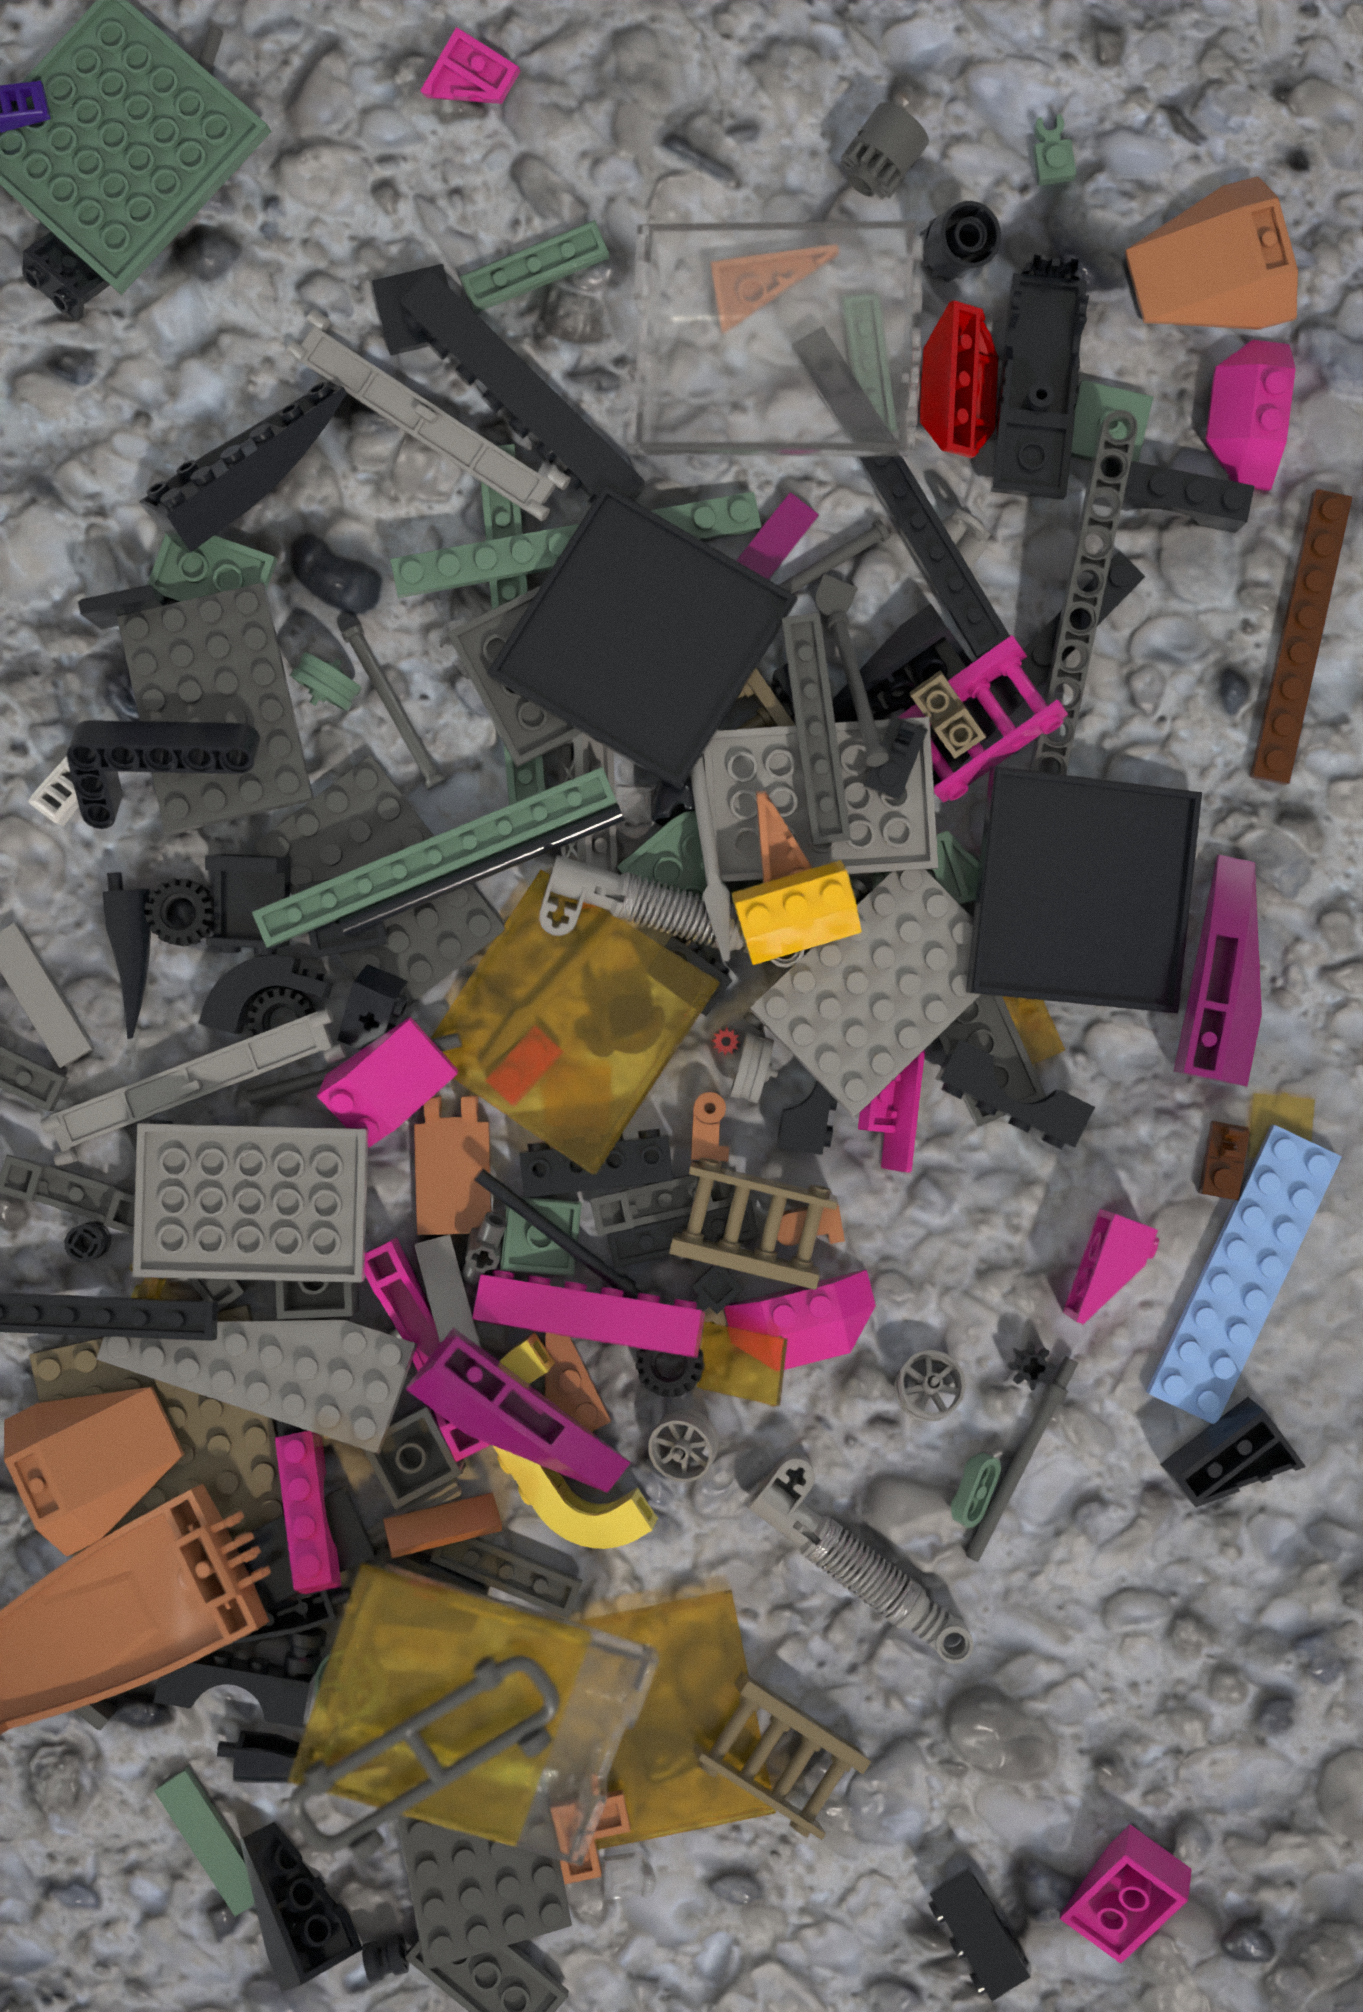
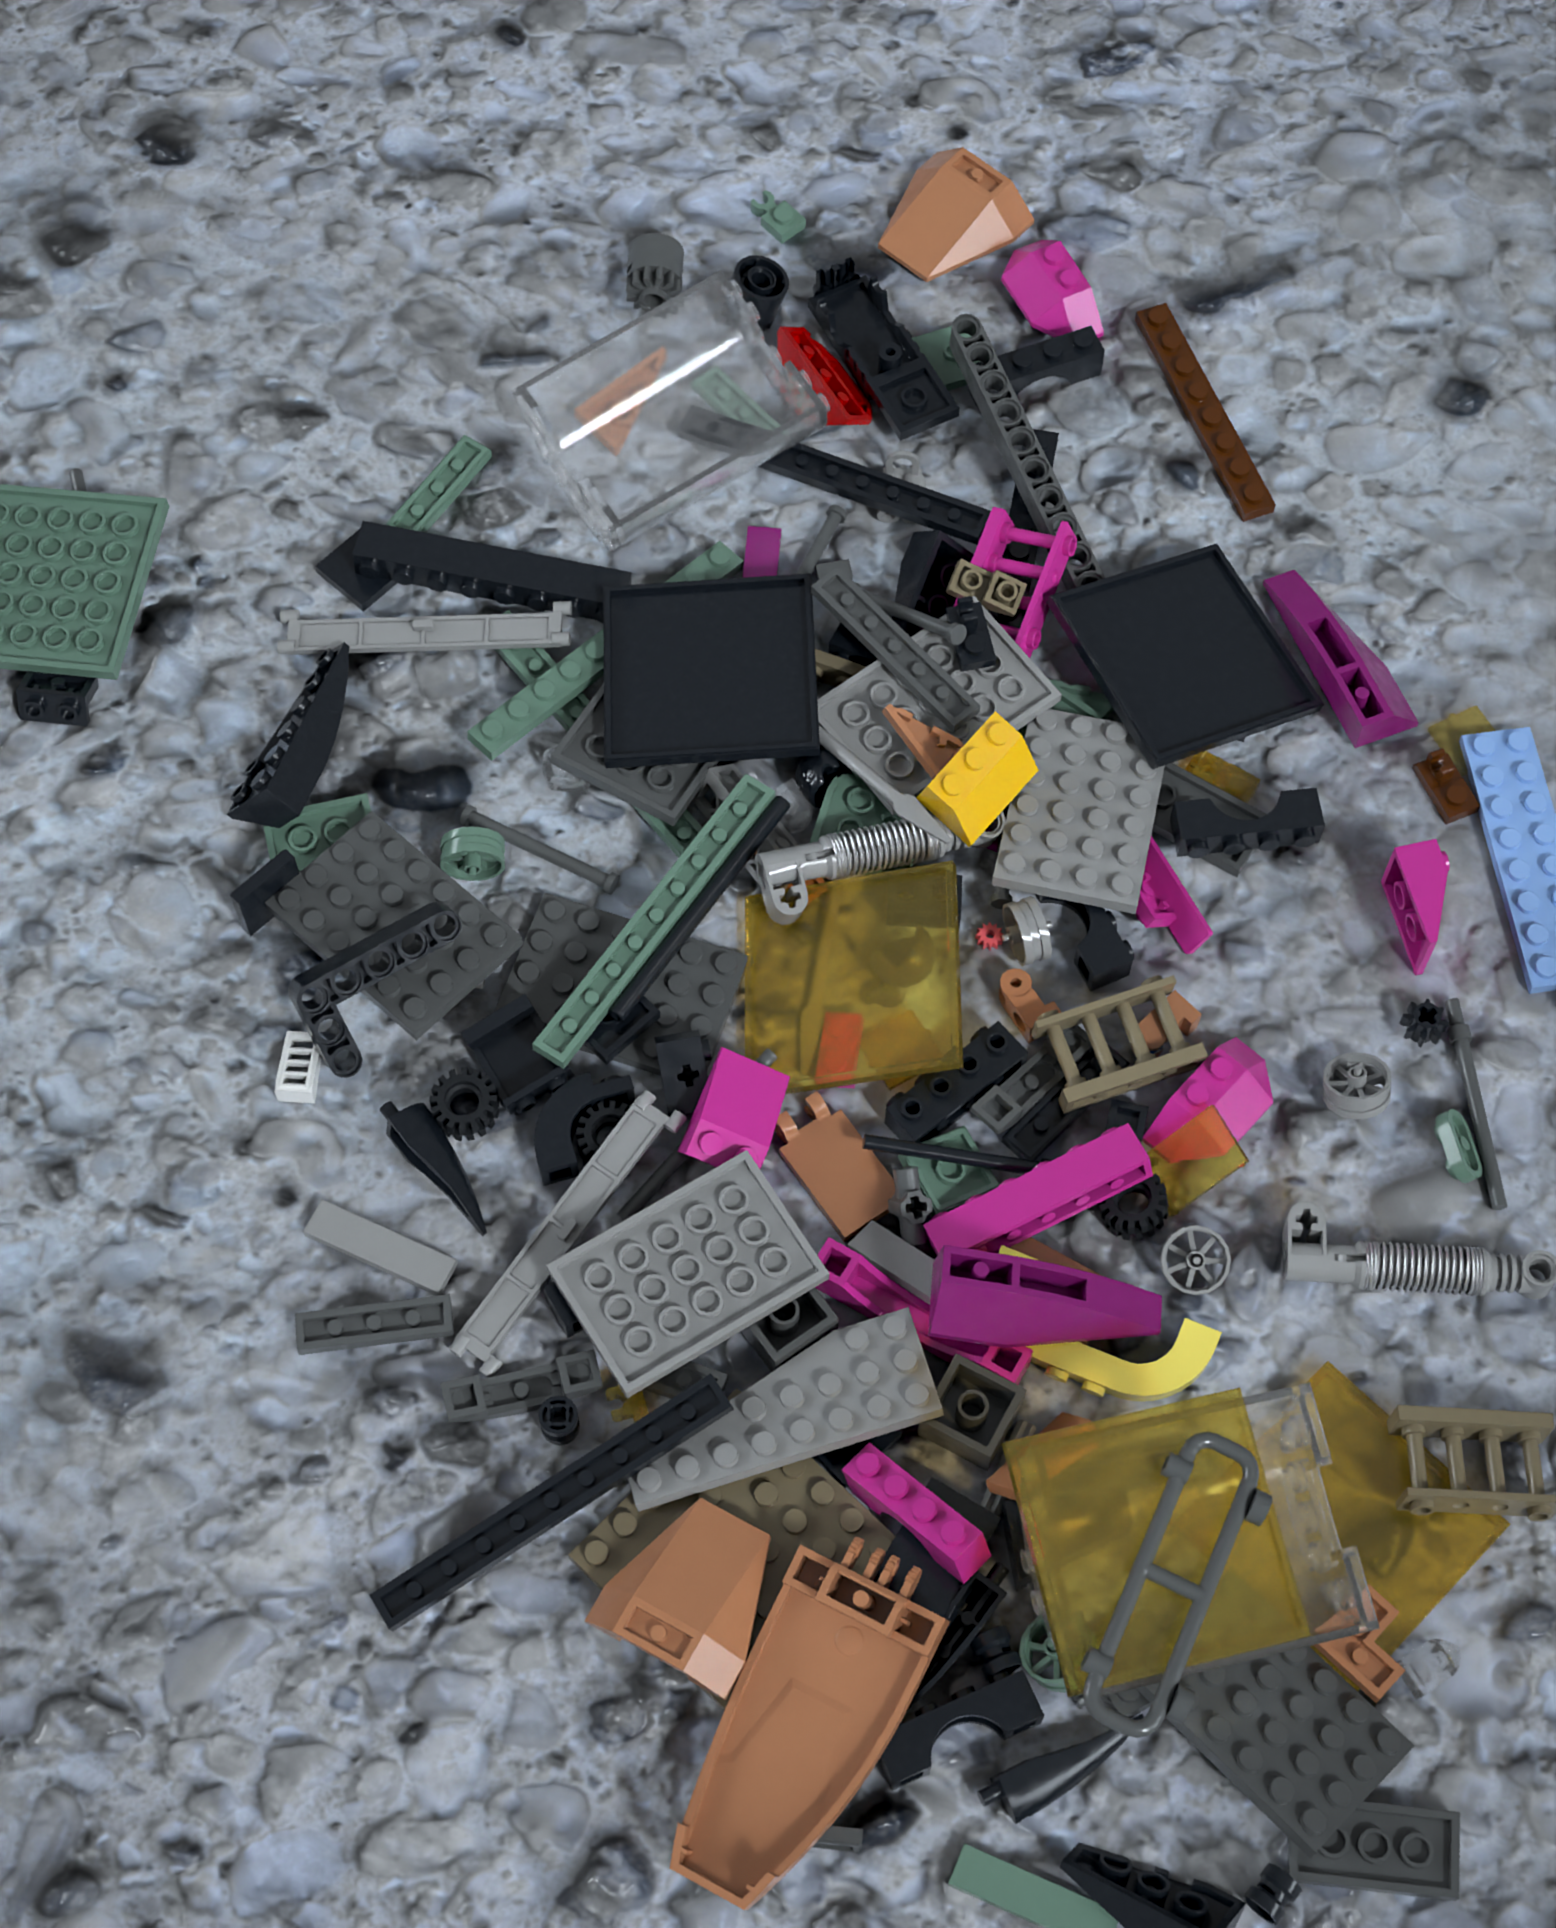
camera: 30 degrees left, 25 degrees down
(470, 72) = (300, 392): dark pink wing -> none

